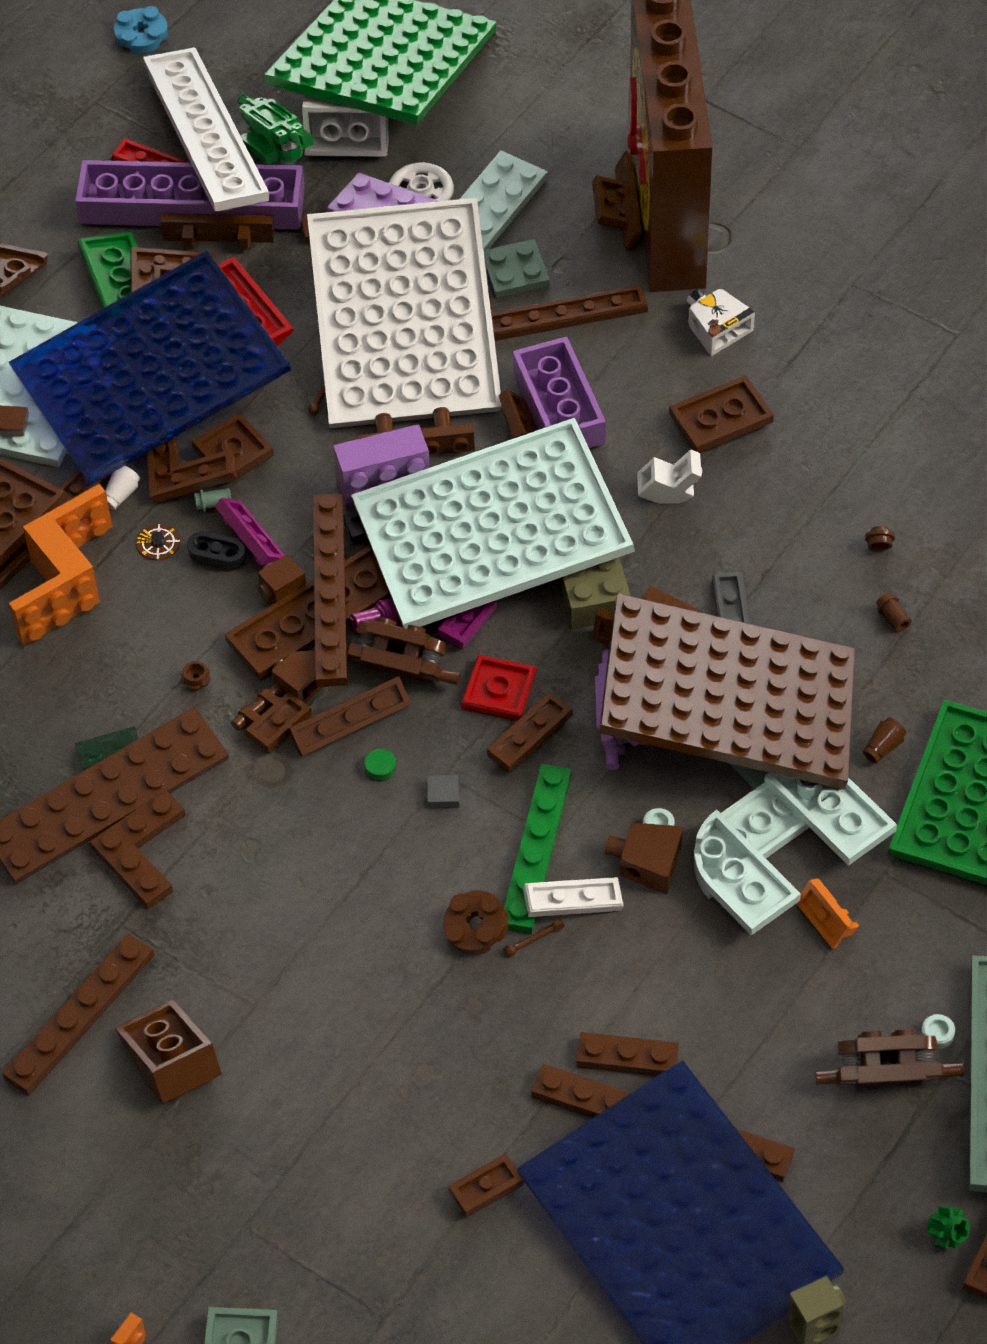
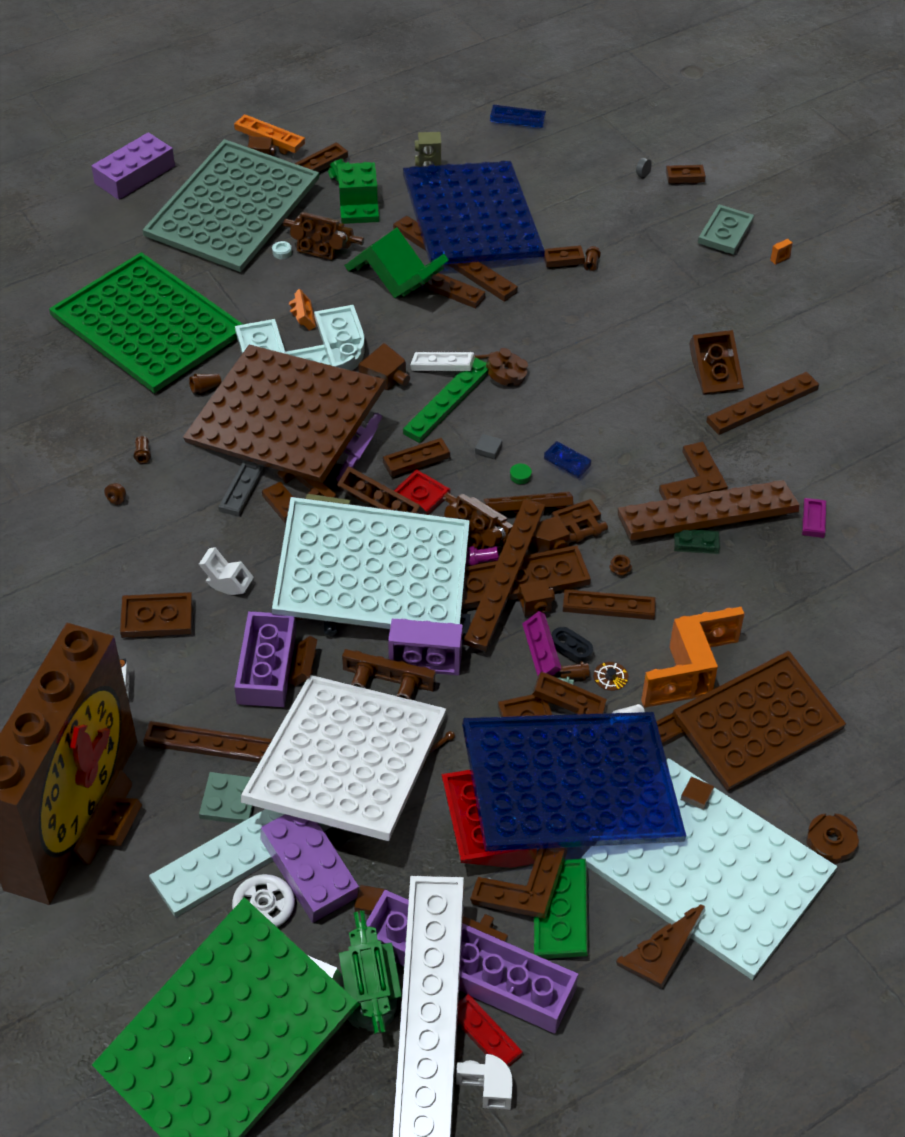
camera: 160 degrees left, 5 degrees down
(131, 123) = (493, 1076): none -> white brick
(190, 624) = (609, 604): none -> reddish brown tile
(206, 518) = (576, 671): none -> reddish brown pin
(324, 804) = (567, 459): none -> clear blue plate
(440, 1207) = (592, 255): none -> reddish brown pin
(550, 632) = (376, 494): none -> reddish brown brick
(730, 1024) = (397, 264): none -> green bracket
(883, 1176) = (358, 193): none -> green bracket

